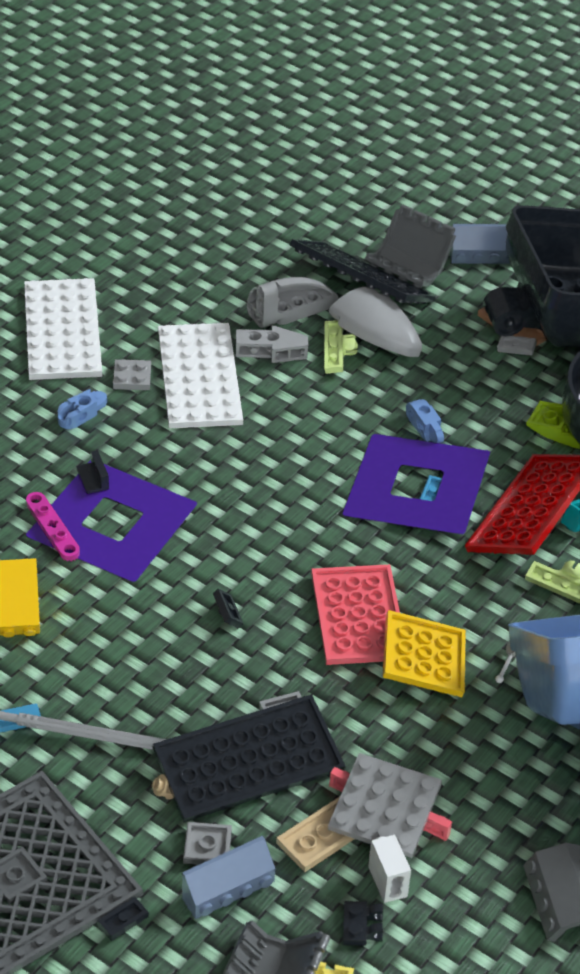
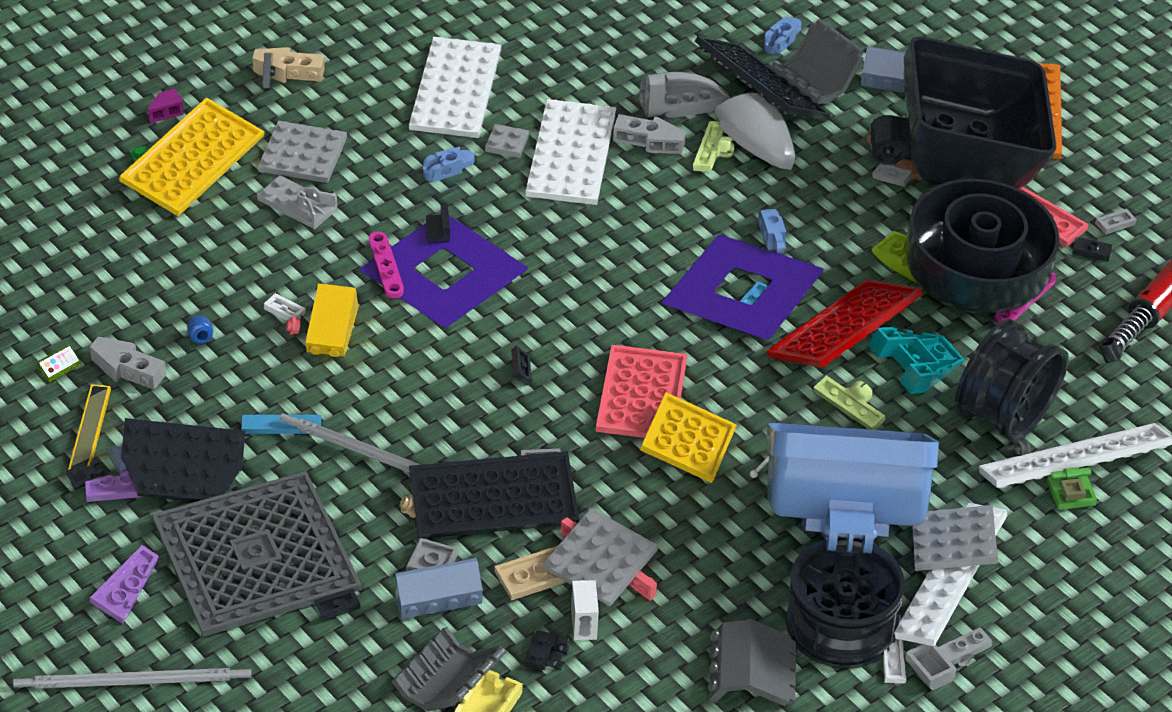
camera: 15 degrees right, 0 degrees up
(361, 226) = (781, 35): none -> medium blue piece

